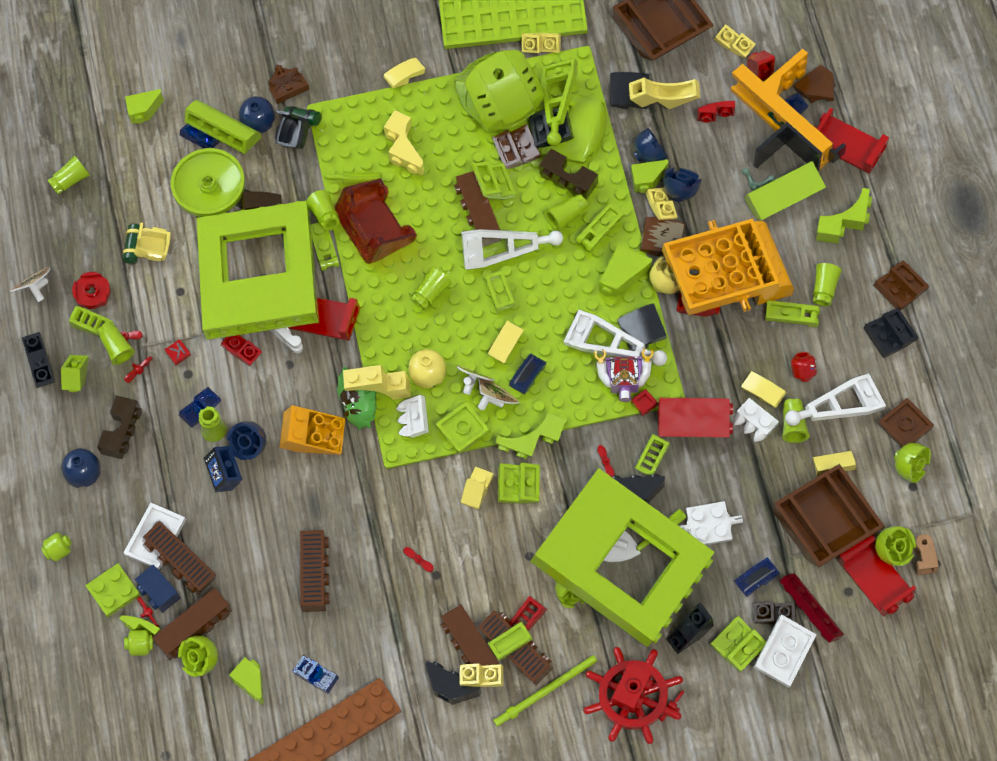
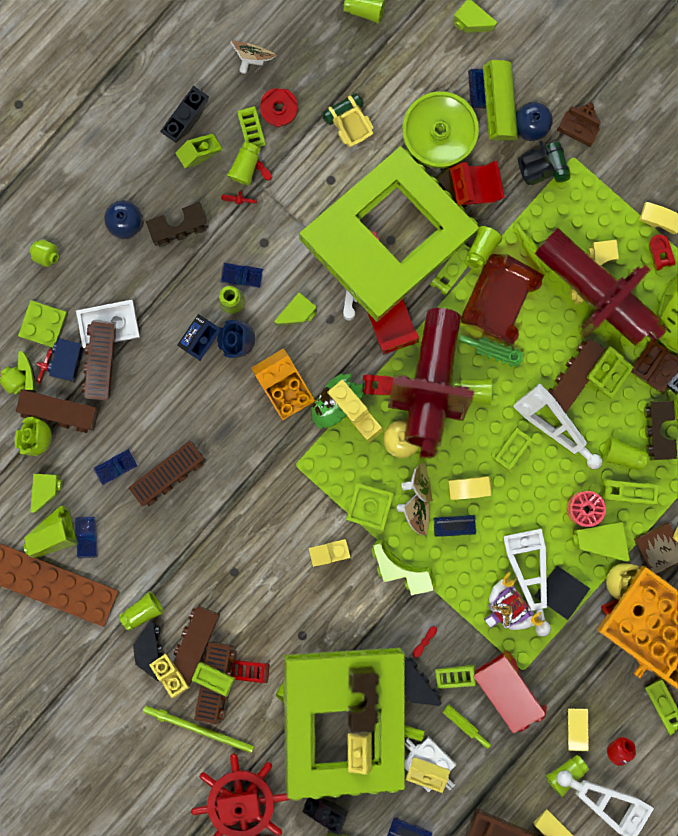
camera: 50 degrees right, 20 degrees up
(177, 352) = (275, 220): red tile -> none
(241, 349) = (314, 273): red slope -> none
(263, 382) = (297, 312): none -> lime slope
(272, 183) = (477, 183): none -> red panel
(275, 611) = (115, 467): none -> clear blue slope
(291, 697) = (51, 534): none -> lime slope
(374, 352) = (384, 385): none -> red plate
(402, 314) = (430, 394): none -> dark red piece
(409, 255) = (492, 349): none -> bright green piece
(411, 667) = (141, 611): none -> lime plant
(414, 417) = (351, 460): white plate -> none
(423, 86) = (658, 245): none -> red plate
(426, 139) = (606, 295): none -> dark red piece
(427, 566) = (236, 549): red piece -> none
(518, 483) = (356, 584): lime slope -> none
(587, 266) = (595, 504): none -> coral wheel
(600, 508) = (363, 716): none -> dark brown arch
(644, 402) = (497, 639): red tile -> none
(655, 559) = (359, 752): none -> light yellow slope
(696, 475) = (464, 725): none -> lime axle
(716, 526) = (428, 775): none -> light yellow slope
(756, 419) = (548, 738): white plate -> none

